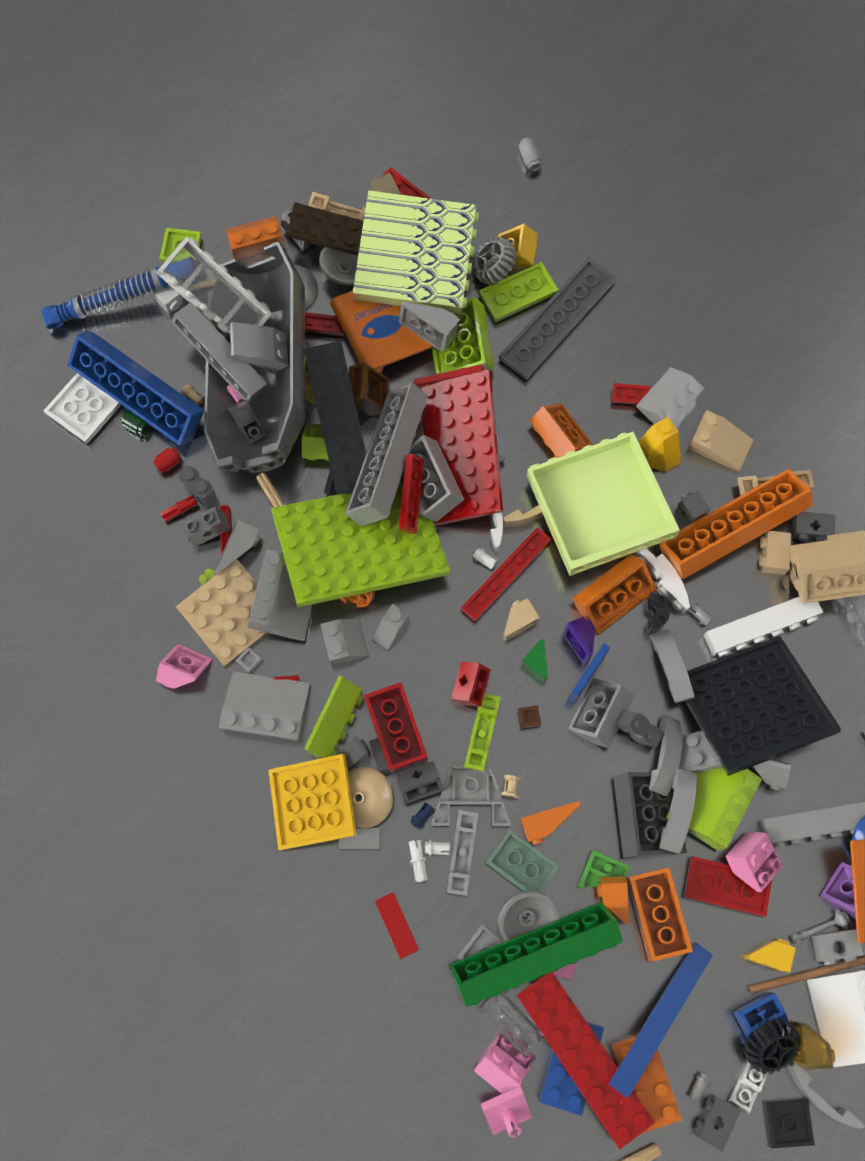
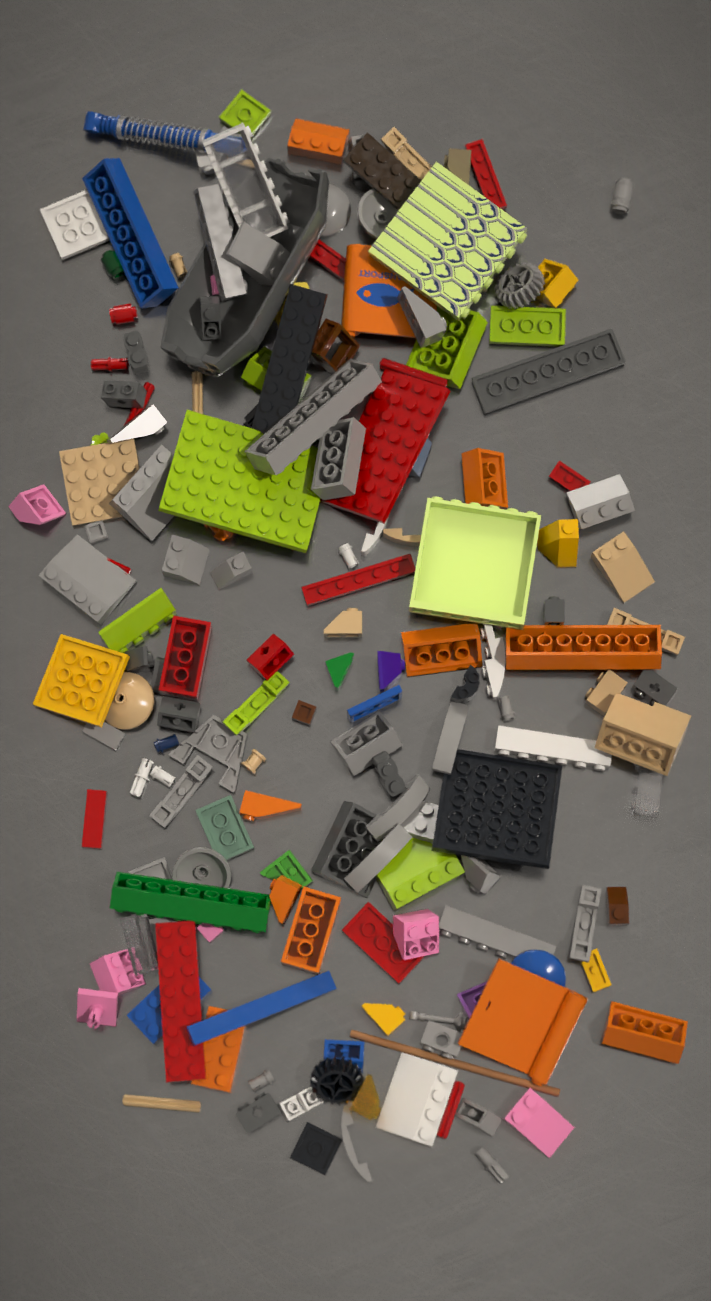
camera: 30 degrees right, 5 degrees up
(411, 494) = (311, 464): red plate -> none

